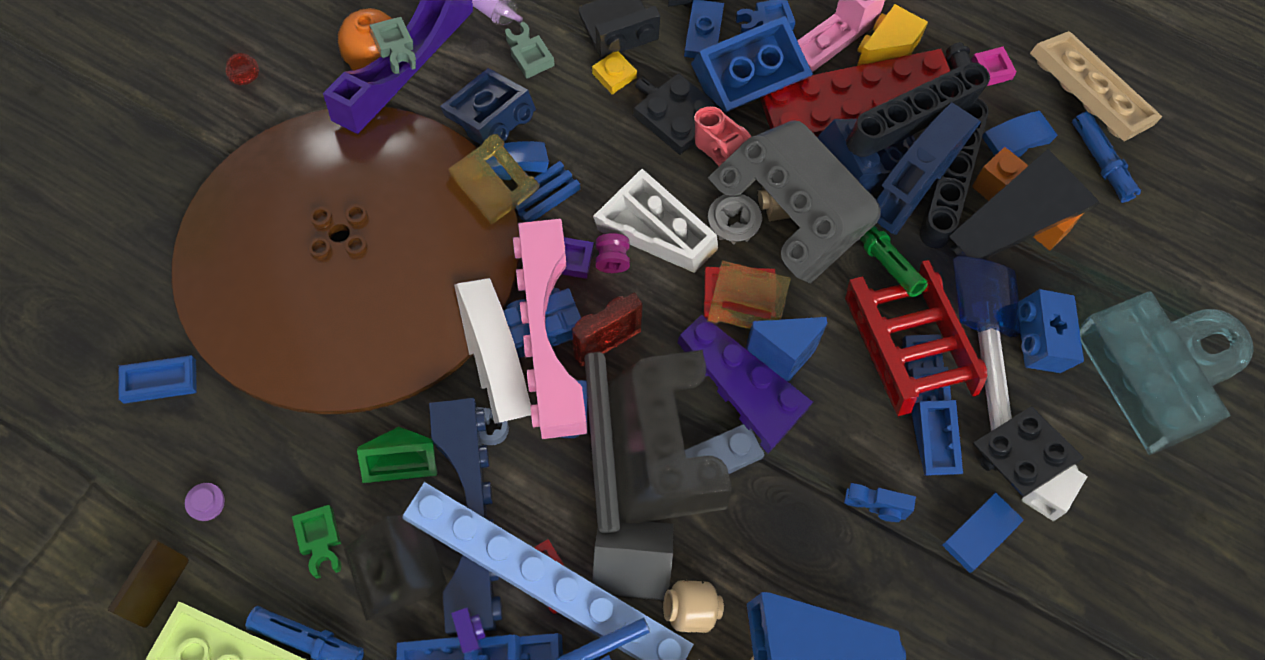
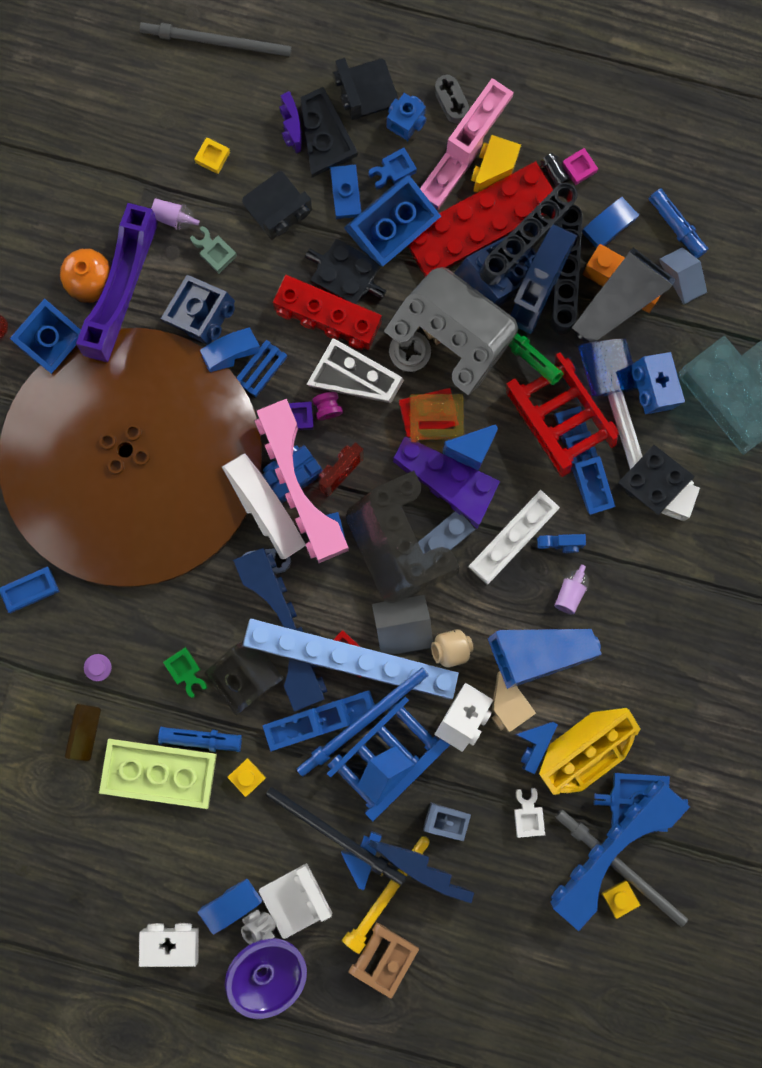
camera: 15 degrees left, 15 degrees up
(293, 87) = (46, 336): none -> blue slope
(394, 41) = (110, 277): sand green plate -> none
(397, 456) = (219, 599): green slope -> none
(468, 629) = (310, 706): dark purple plate -> none
(485, 186) = (218, 380): clear yellow plate -> none
(602, 443) = (360, 552): dark grey axle -> none
(614, 72) = (285, 249): yellow plate -> none
(643, 145) = (327, 312): none -> red brick
(718, 134) = (388, 294): coral piece -> none
(813, 480) = (513, 537): none -> white tile
(880, 572) = (572, 590): none -> lavender piece
(983, 532) = (636, 544): blue slope -> none
(1095, 85) = (660, 164): tan plate -> none
(1110, 220) = (687, 272): none -> sand blue slope

